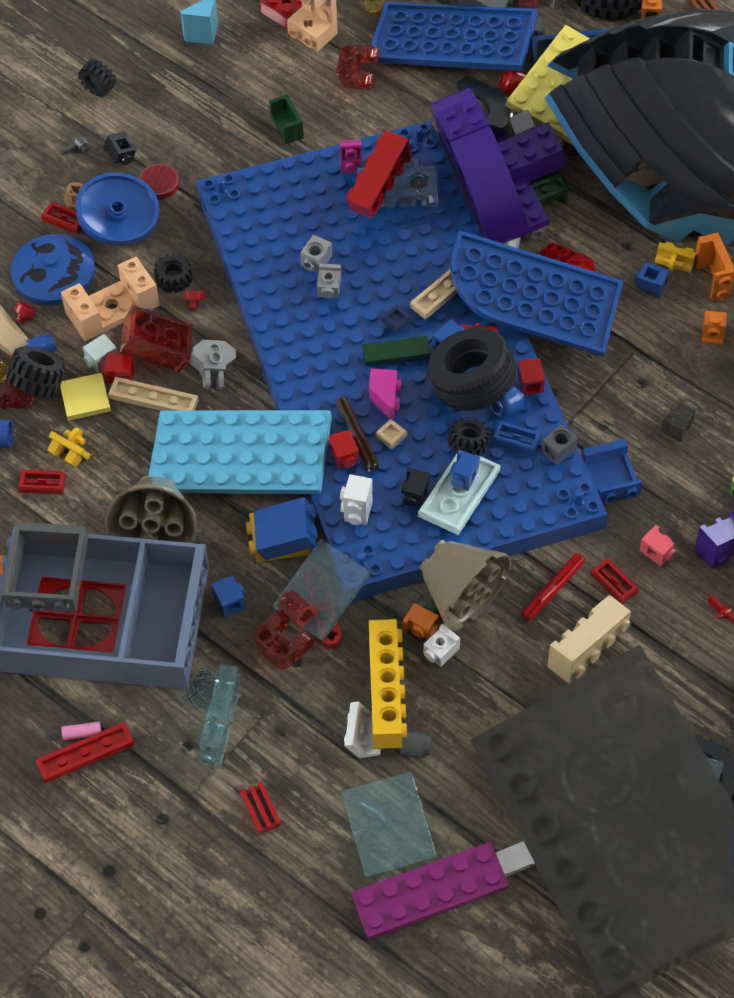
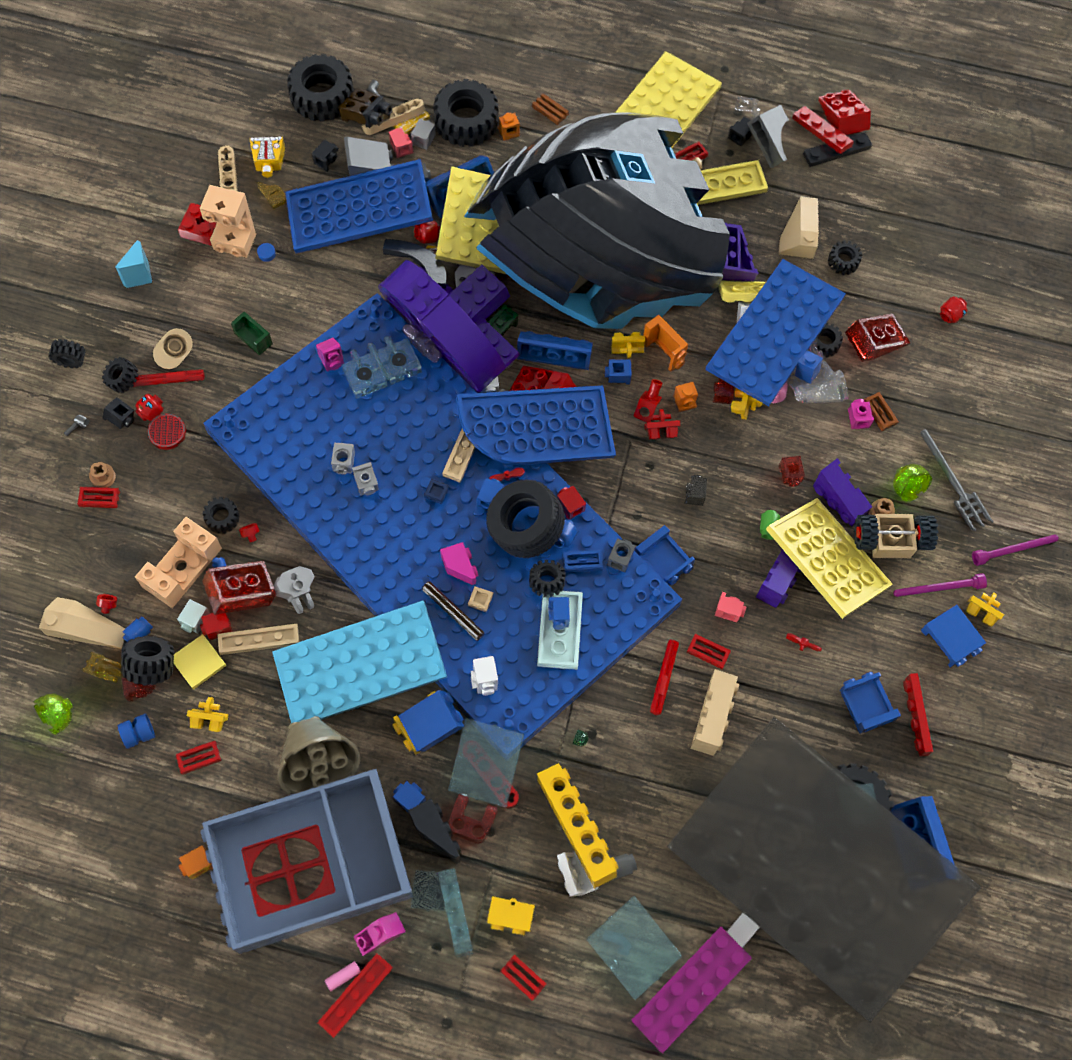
camera: 30 degrees left, 10 degrees up
(46, 534) = (238, 819): dark grey window -> none
(51, 266) = (111, 551): blue dish -> none
(117, 209) = (144, 459): blue dish -> none
(136, 705) = (379, 933): none -> dark pink slope
(138, 113) = (114, 369): none -> black tyre
(152, 152) = (149, 407): none -> red head
(183, 133) = (169, 377): none -> red axle
(200, 106) = (172, 348): none -> tan piece
(237, 629) = (430, 827): none -> black slope
(275, 739) = (515, 916): none -> yellow brick
(296, 607) = (479, 786): clear red brick -> none
(335, 49) = (266, 252): none -> blue tile
(344, 449) = (450, 631): red brick -> none
(352, 66) = (294, 274): clear red piece -> none
(379, 173) = (366, 367): red wedge -> none
(396, 350) = (449, 521): dark green tile -> none
(415, 487) = (524, 641): black brick -> none
(421, 622) = (578, 755): orange brick -> none
(449, 646) = (598, 777): white brick -> none
(451, 177) = (422, 343): none -> clear purple hinge
(463, 580) = (597, 708): dark tan cone -> none
(522, 122) = (458, 271): light grey brick -> none
(591, 236) = (554, 350): none -> blue slope
(670, 318) = (649, 400): none -> red bracket
(673, 343) = (670, 426): none -> red hips

